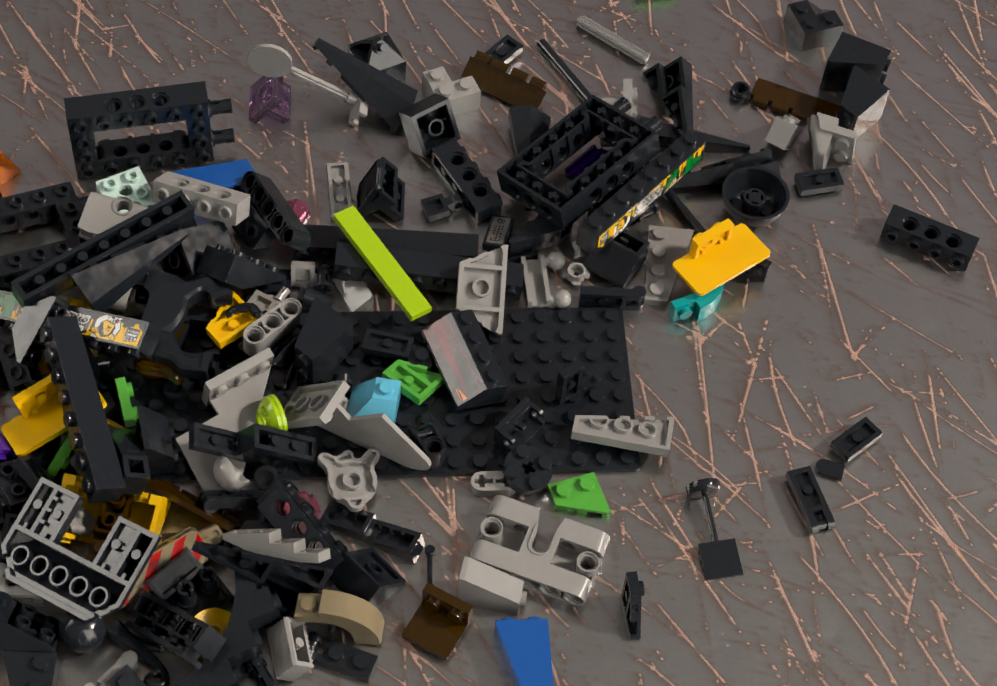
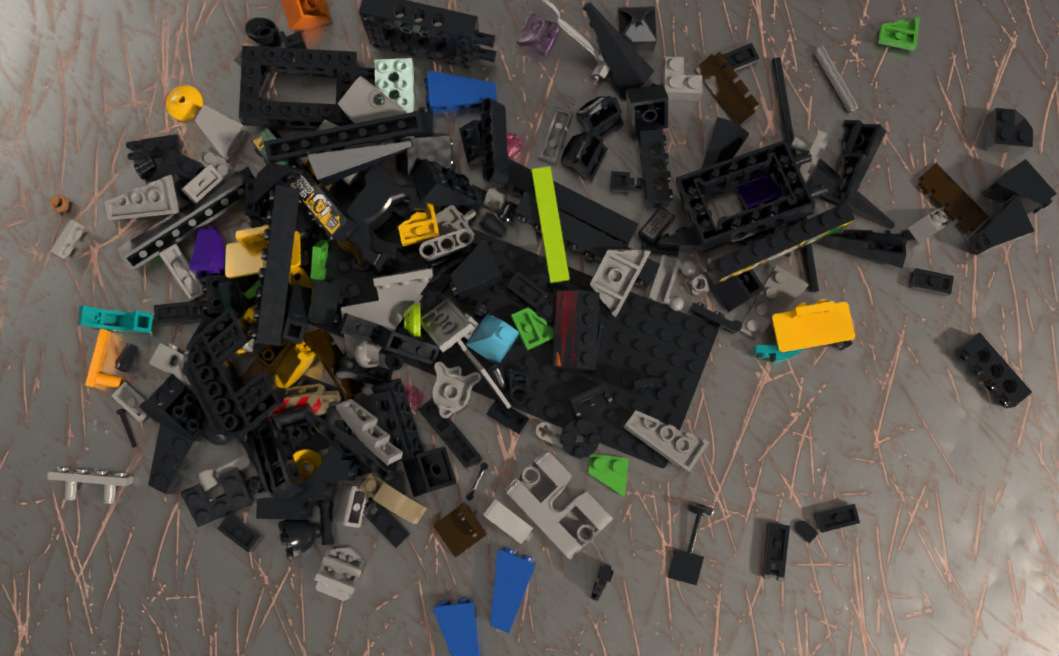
camera: 30 degrees right, 25 degrees up
(206, 198) = (441, 111): light grey brick -> none
(244, 307) = (432, 222): black piece -> none
(383, 141) = (601, 115): none -> black piece
(429, 482) = (508, 417): none -> black plate
(740, 91) = (918, 171): black plate -> none
(755, 195) = (880, 275): black piece -> none
(830, 140) = (958, 248): light grey piece -> none

